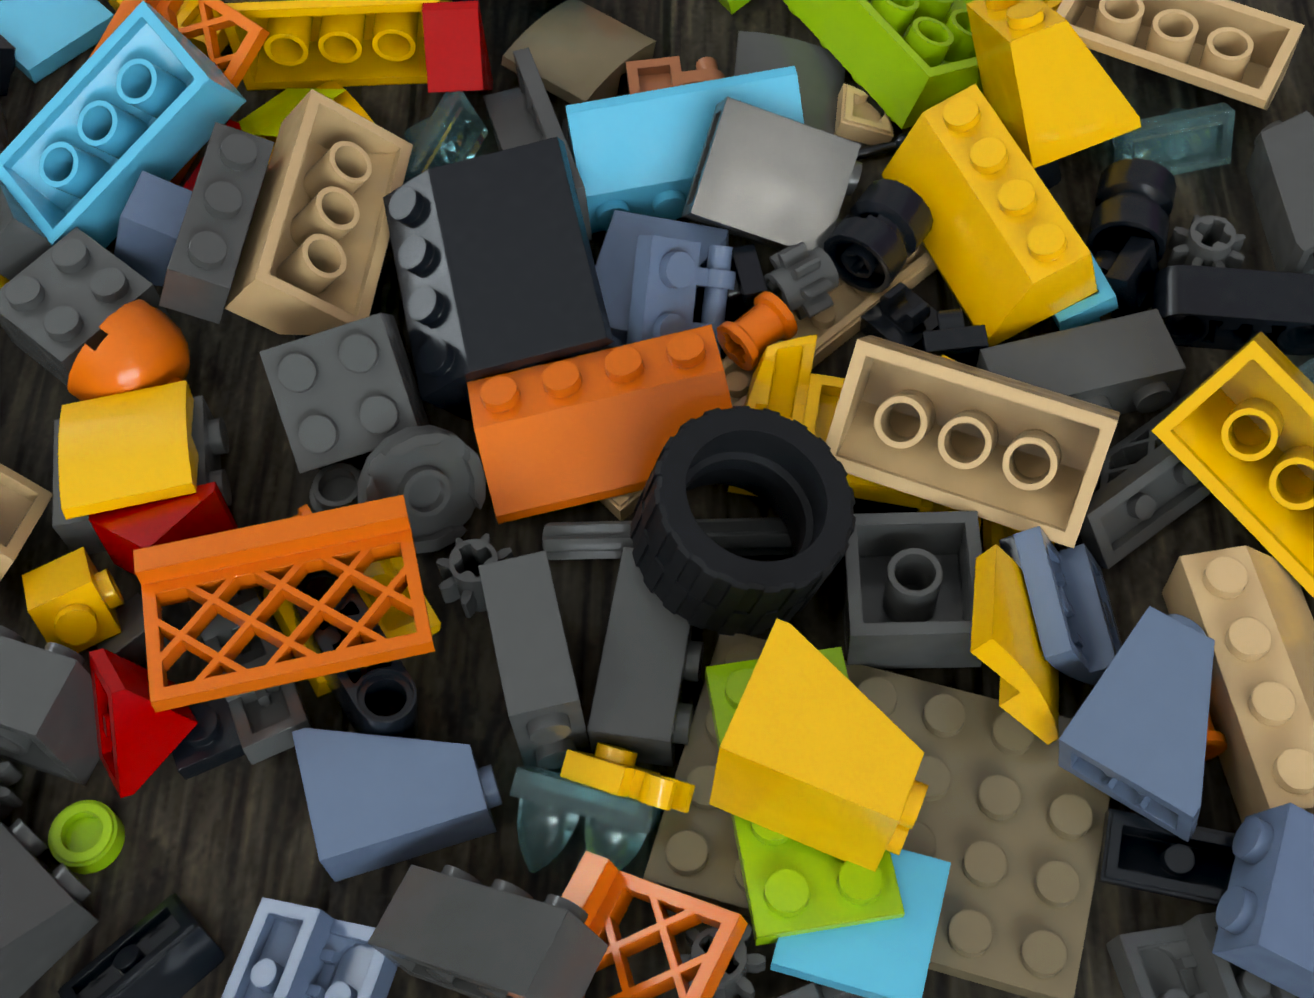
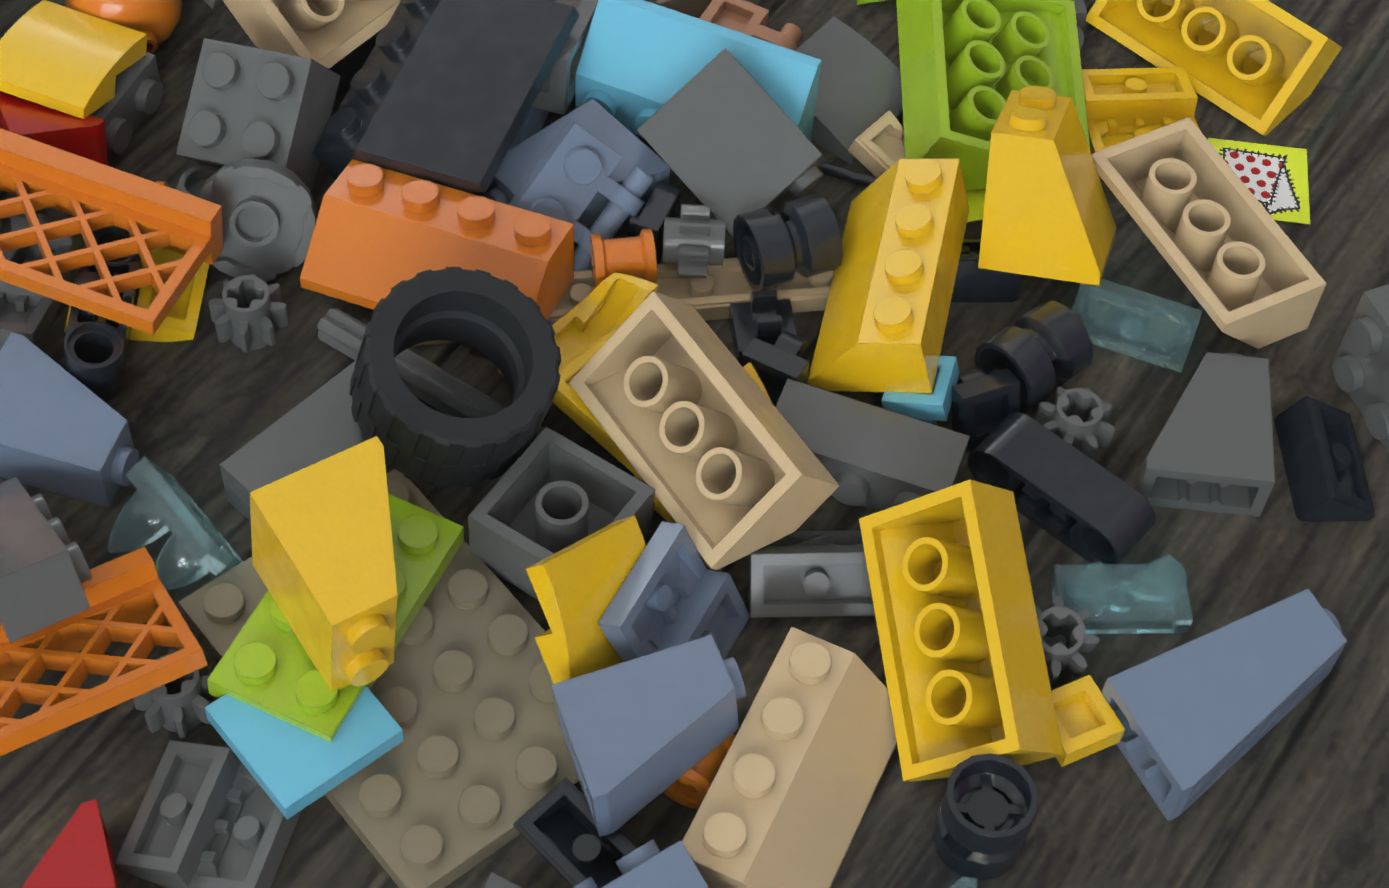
camera: 25 degrees right, 5 degrees down
(533, 659) = (224, 388): dark grey brick -> none
(615, 772) = (220, 513): yellow plate -> none

